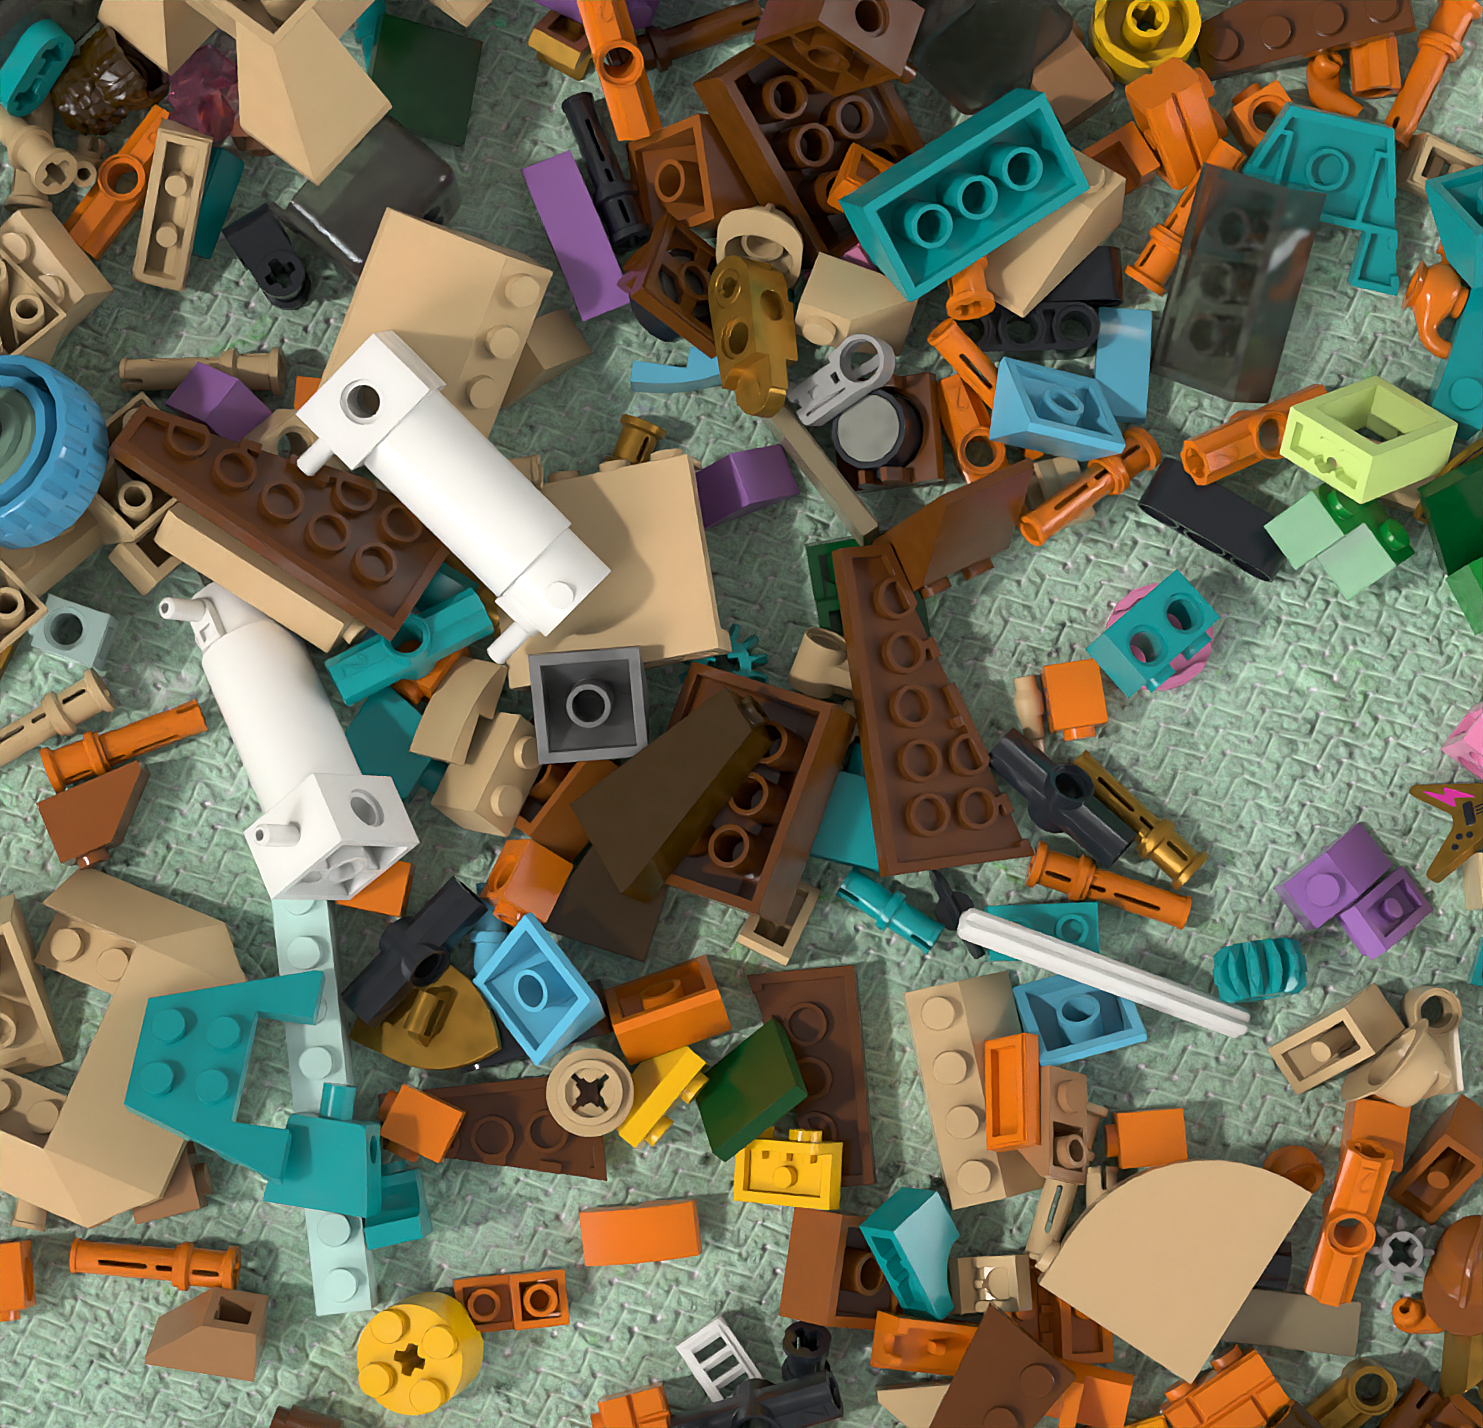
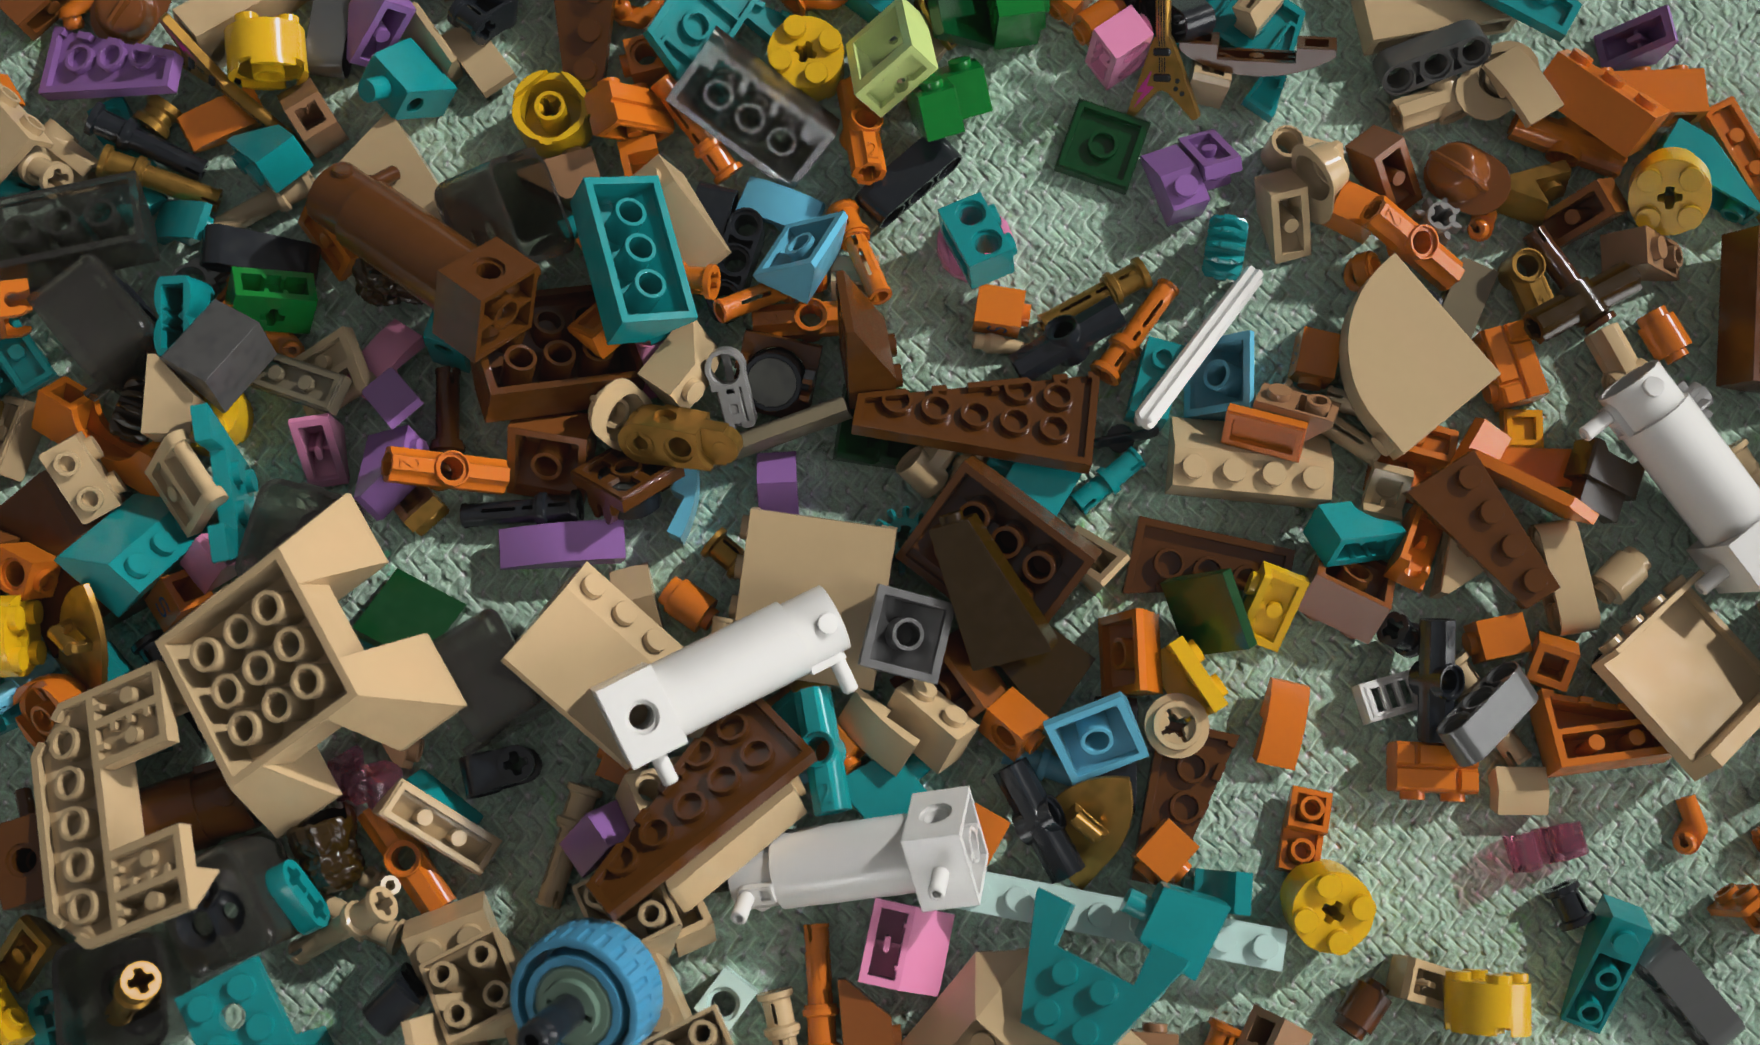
camera: 75 degrees left, 5 degrees down
(198, 833) = (906, 948): none -> bright pink slope
(552, 421) = (689, 604): none -> orange brick
(1355, 766) = (1102, 146): none -> dark green tile
(1358, 310) = (810, 40): none -> yellow brick

